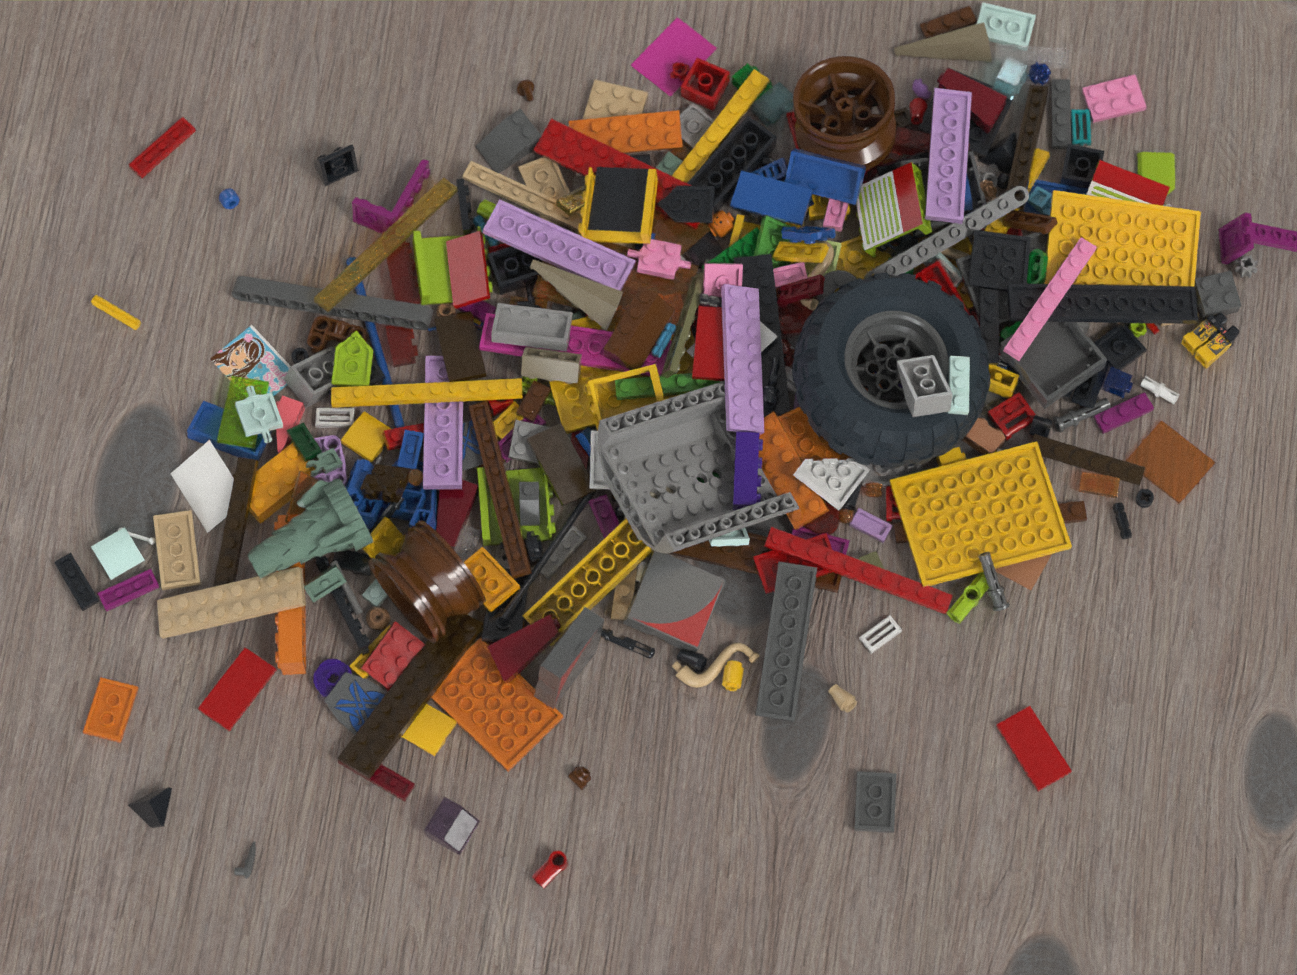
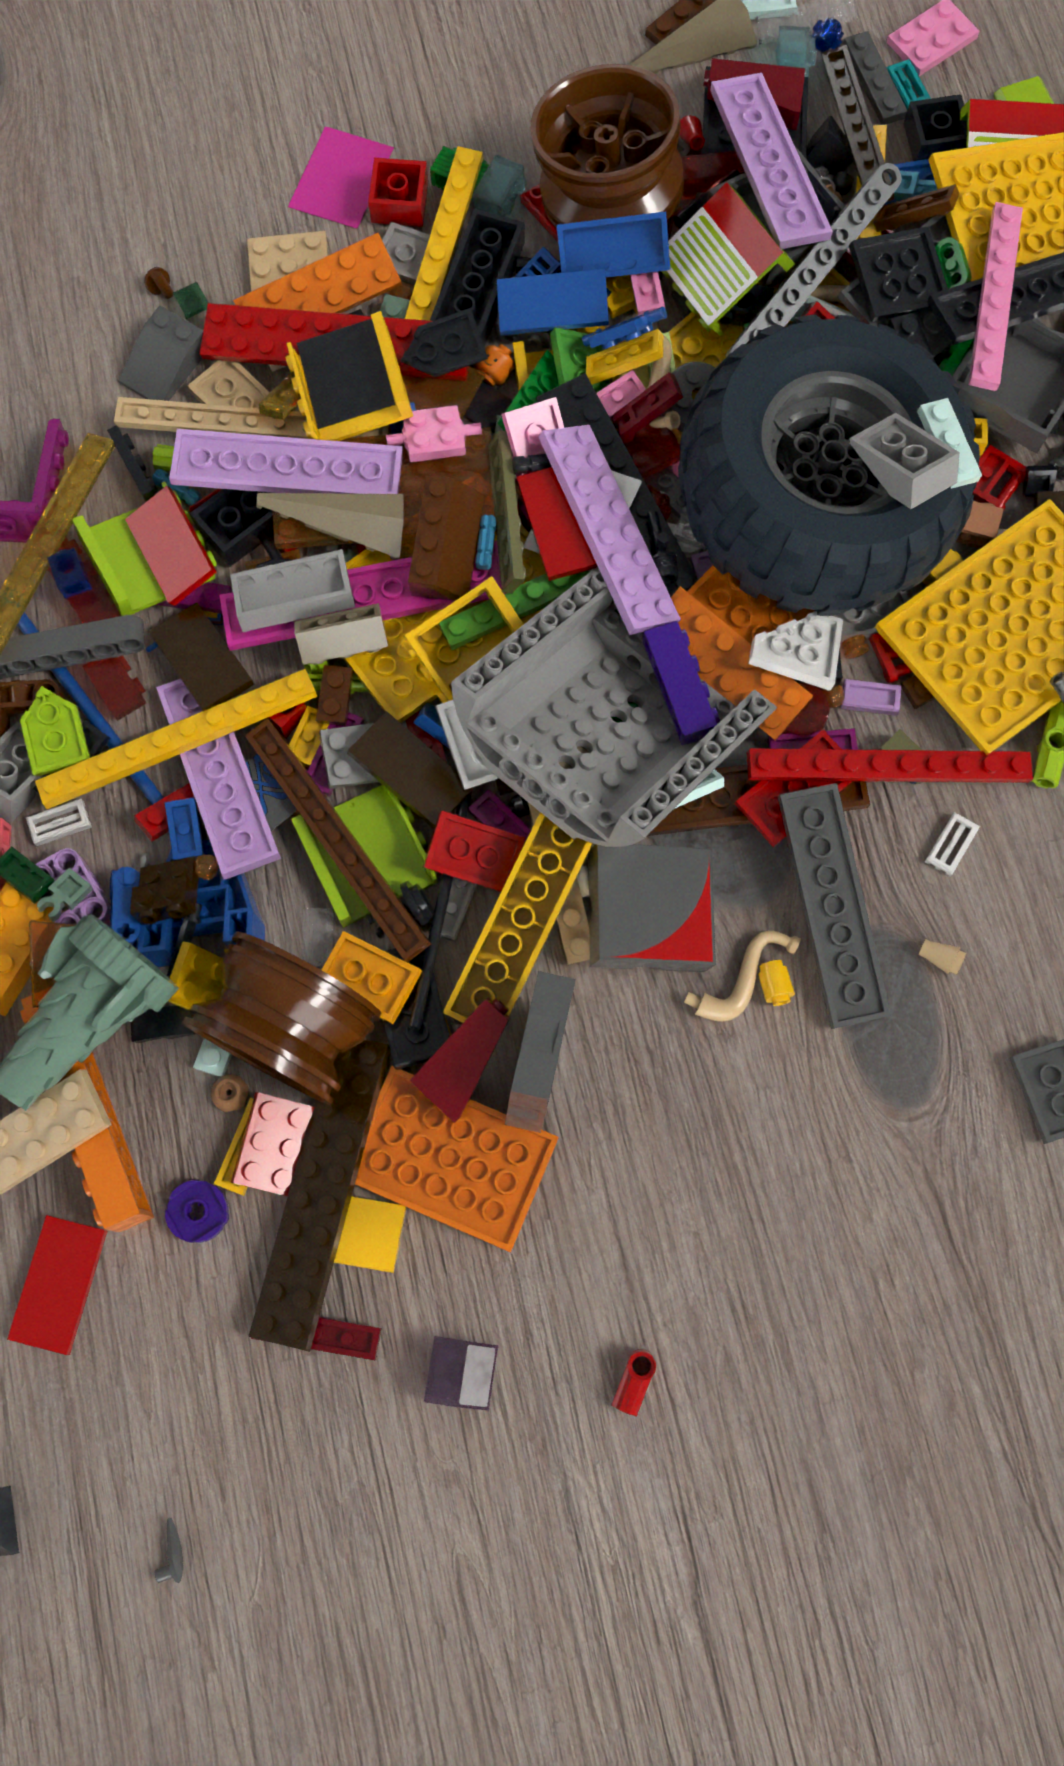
camera: 20 degrees left, 5 degrees up
(324, 583) = (129, 1076): sand green plate -> none
(346, 609) = (176, 1100): black plate -> none
(349, 593) = (165, 1065): light grey bar -> none
(354, 700) = (241, 1234): sticker -> none
(365, 436) = (112, 833): yellow slope -> none
(399, 272) = (73, 582): none -> clear blue brick
(445, 306) = (158, 610): medium nougat plate -> none
(455, 510) = (282, 896): dark red slope -> none
(529, 503) = (386, 842): dark grey slope -> none
(542, 109) = (191, 300): none -> clear green plate
(578, 526) = (472, 851): none -> red plate
(580, 777) = (620, 1219): reddish brown plate -> none
(627, 642) = (610, 992): black piece -> none
(679, 66) = (355, 184): red plate -> none
(694, 660) = (709, 981): black cone -> none
(921, 89) = (686, 105): medium lavender plate -> none

